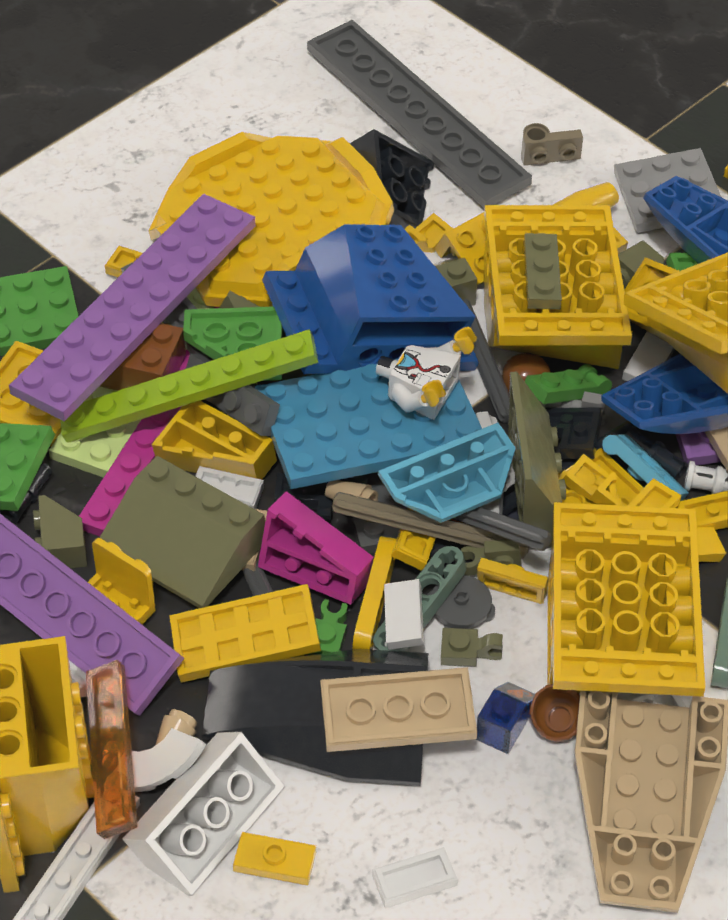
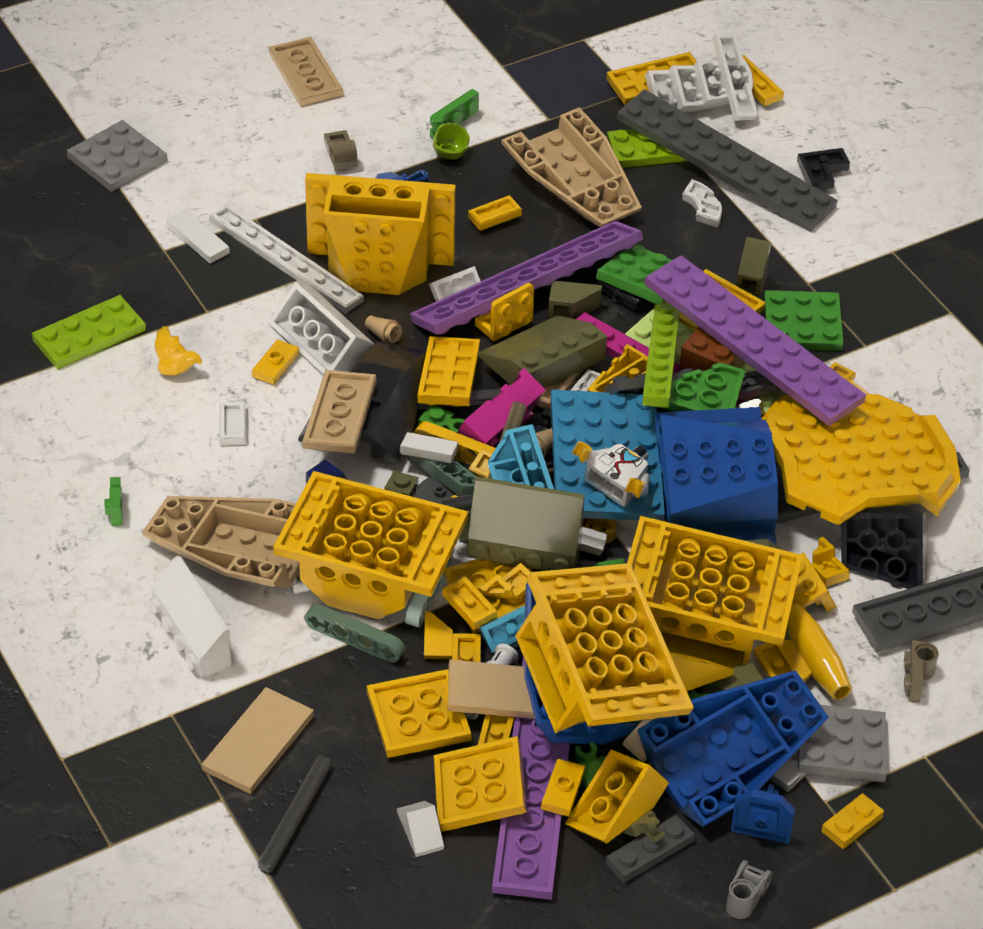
camera: 105 degrees right, 5 degrees down
(111, 750) = (379, 290): clear orange plate -> none
(165, 760) = (362, 311): white tile -> none
(542, 271) = (705, 560): olive plate -> none

